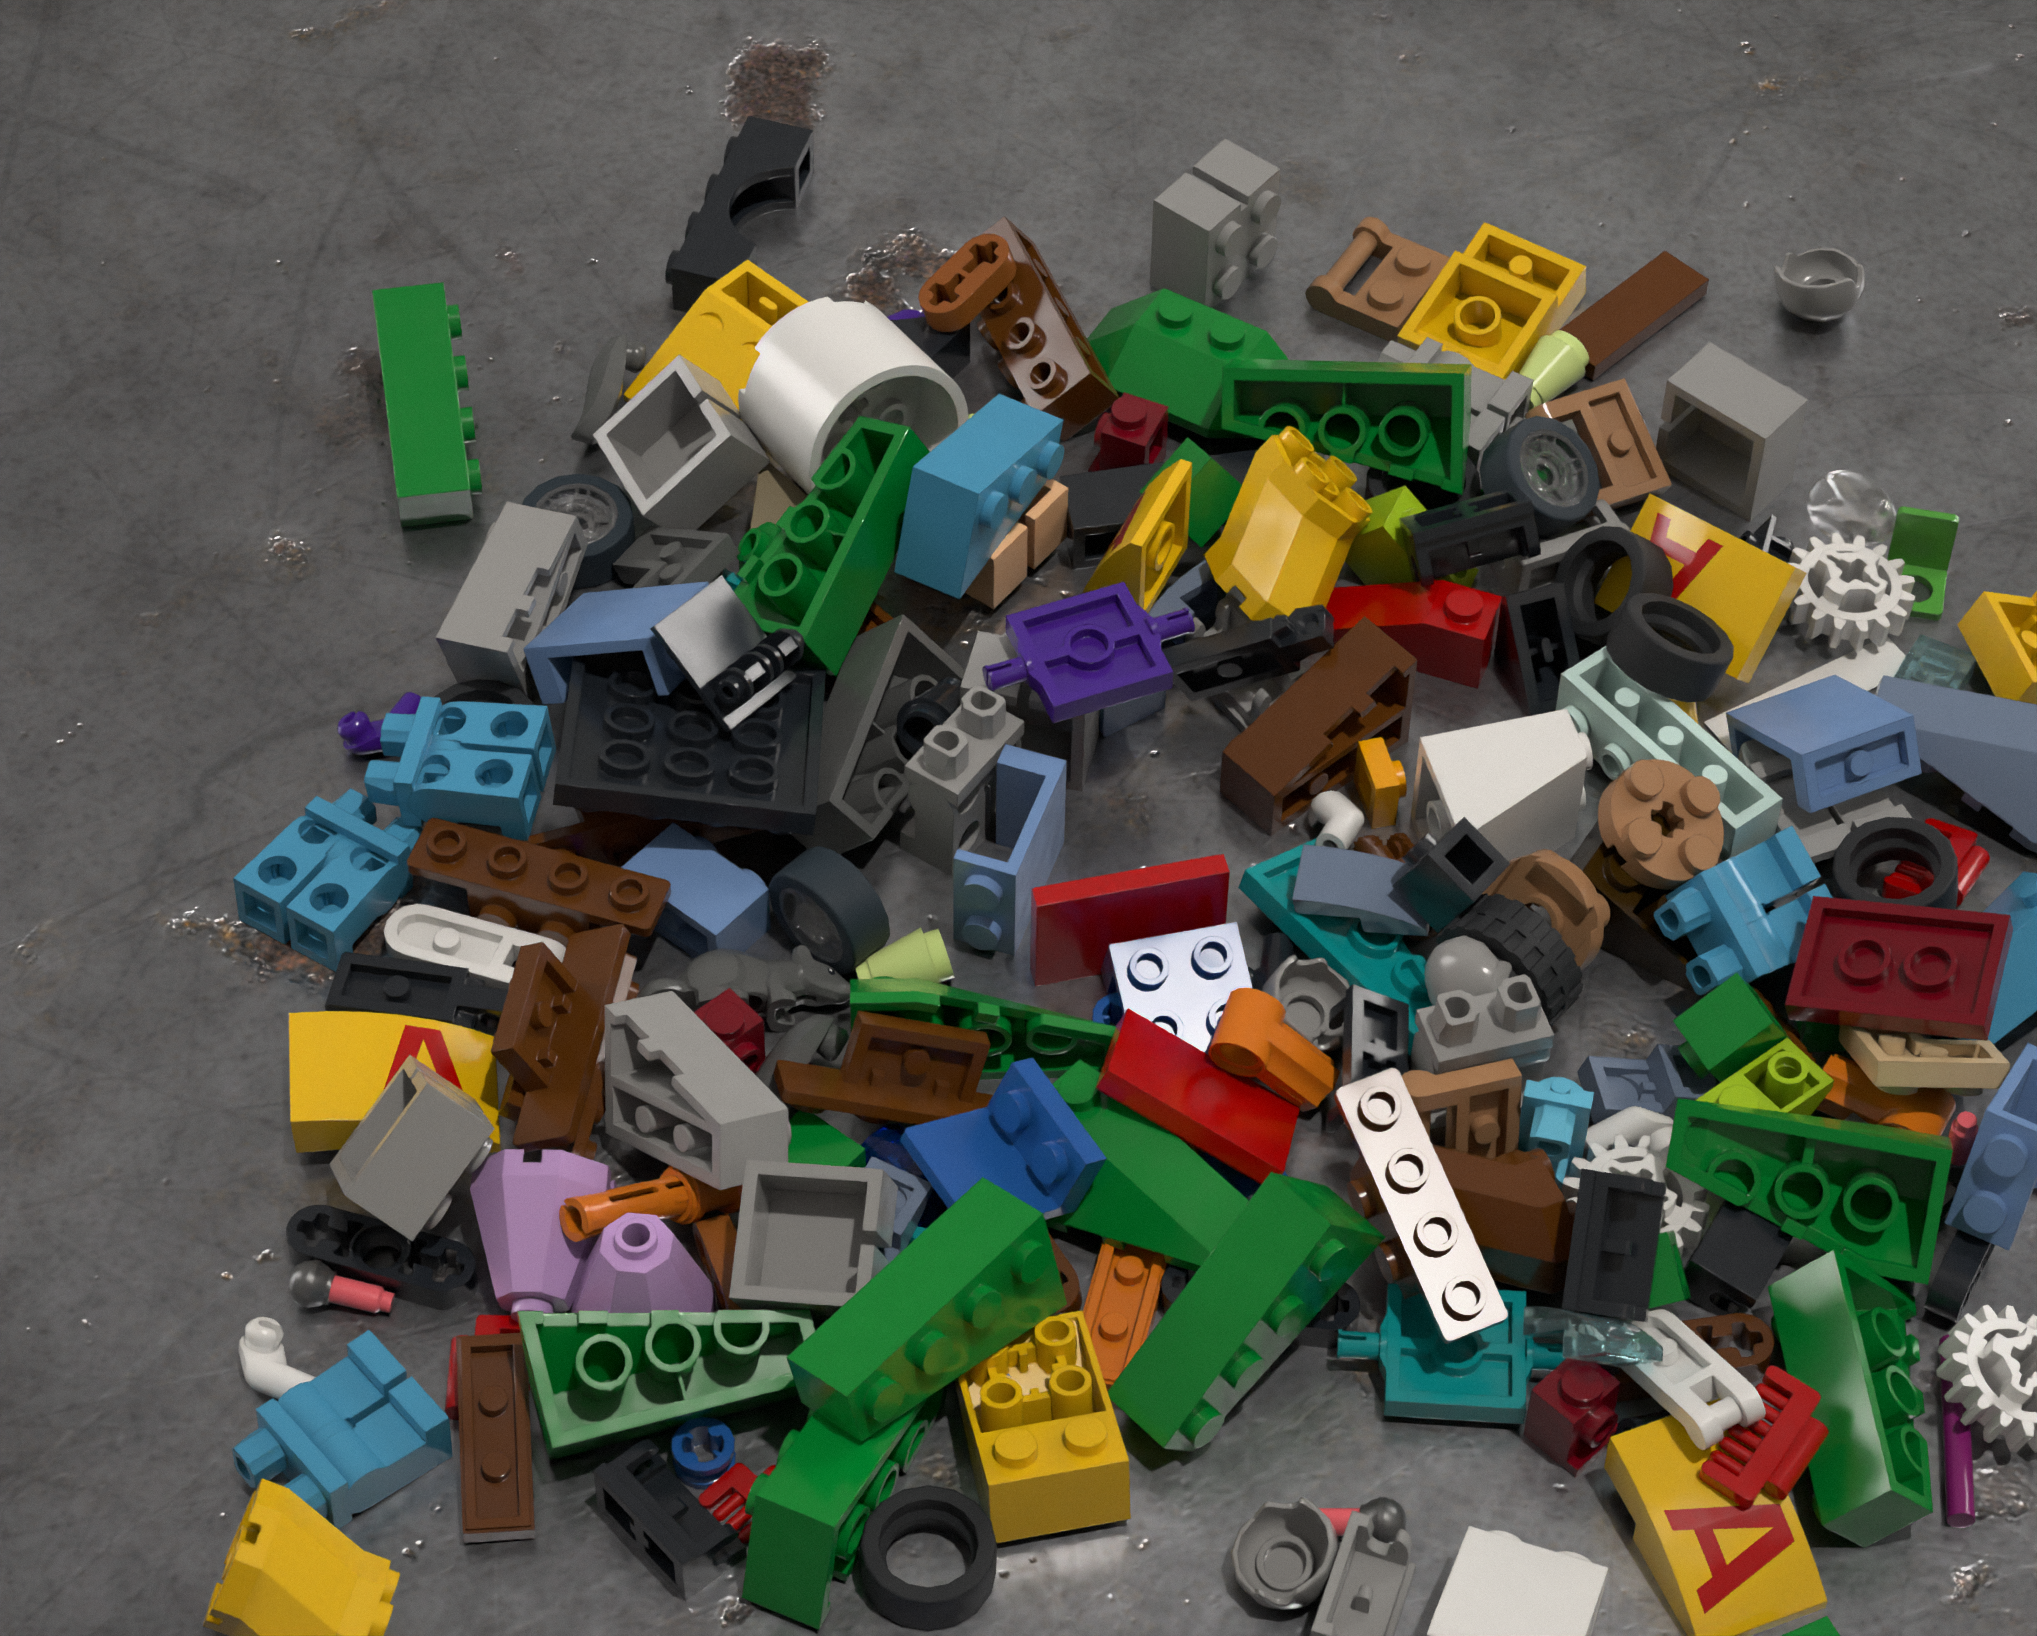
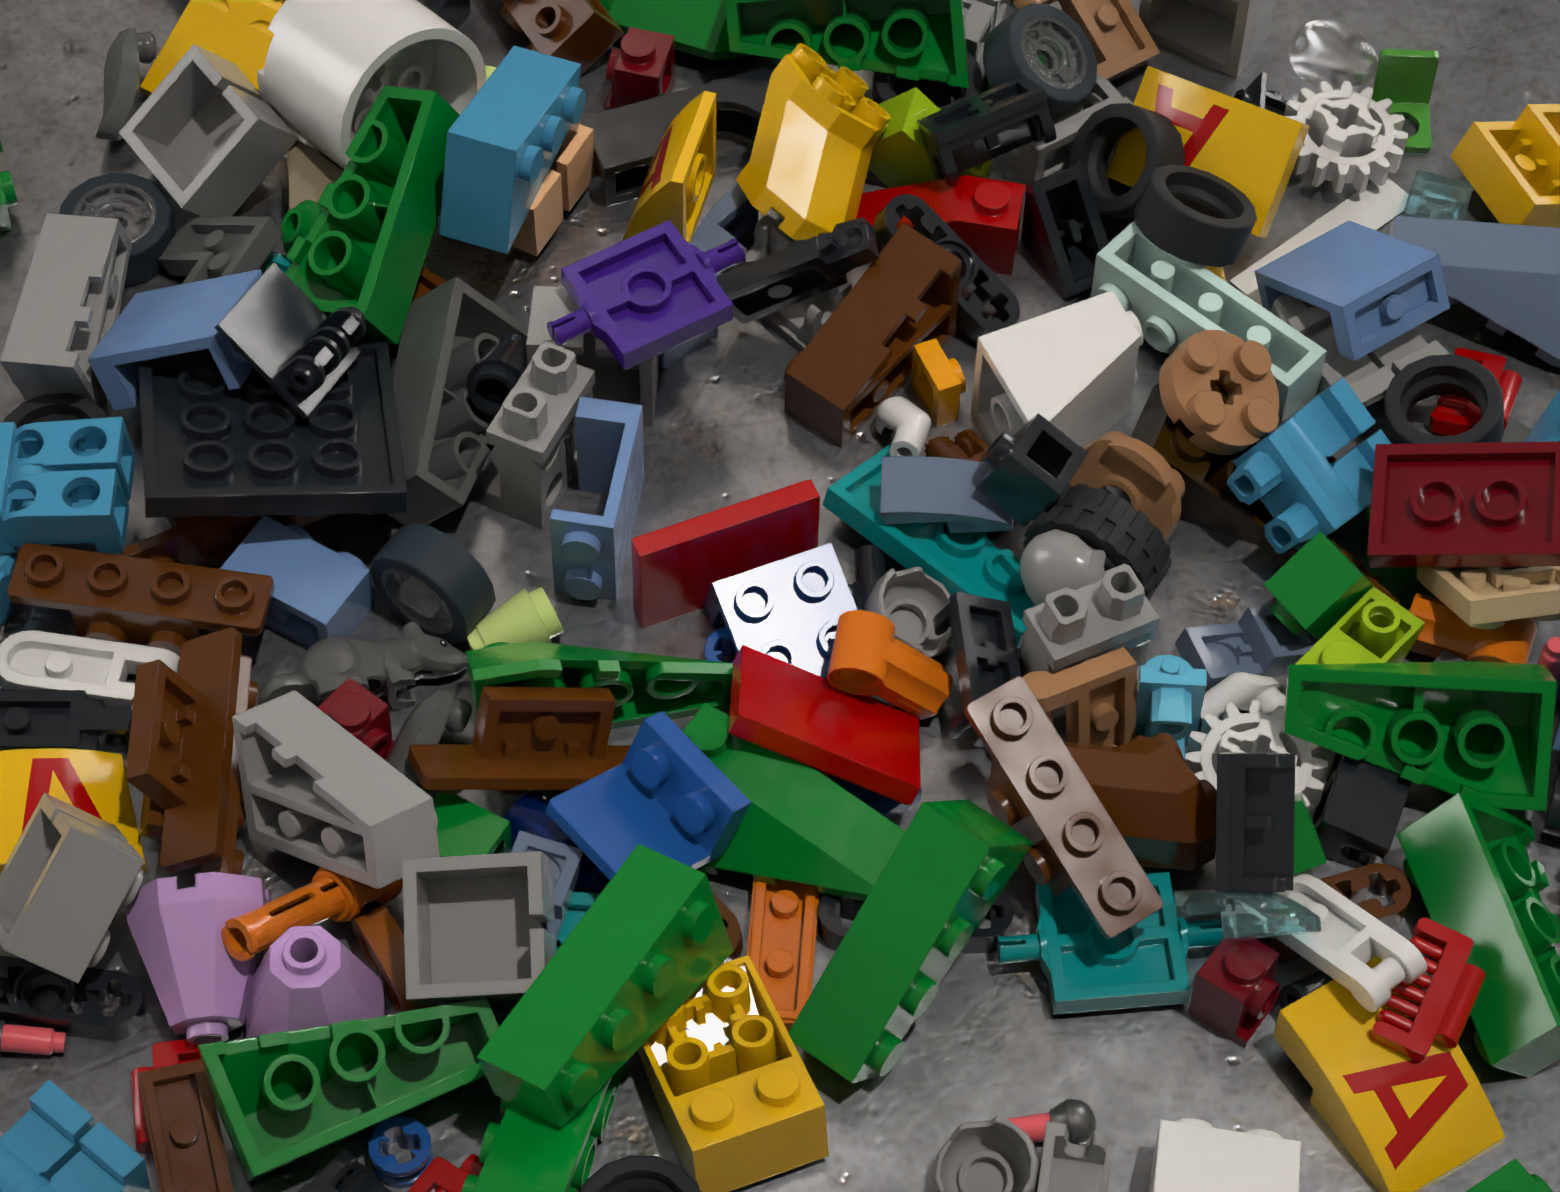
camera: 10 degrees left, 5 degrees up
(1211, 491) = (735, 115): green brick -> none
(1395, 624) = (973, 270): none -> black beam

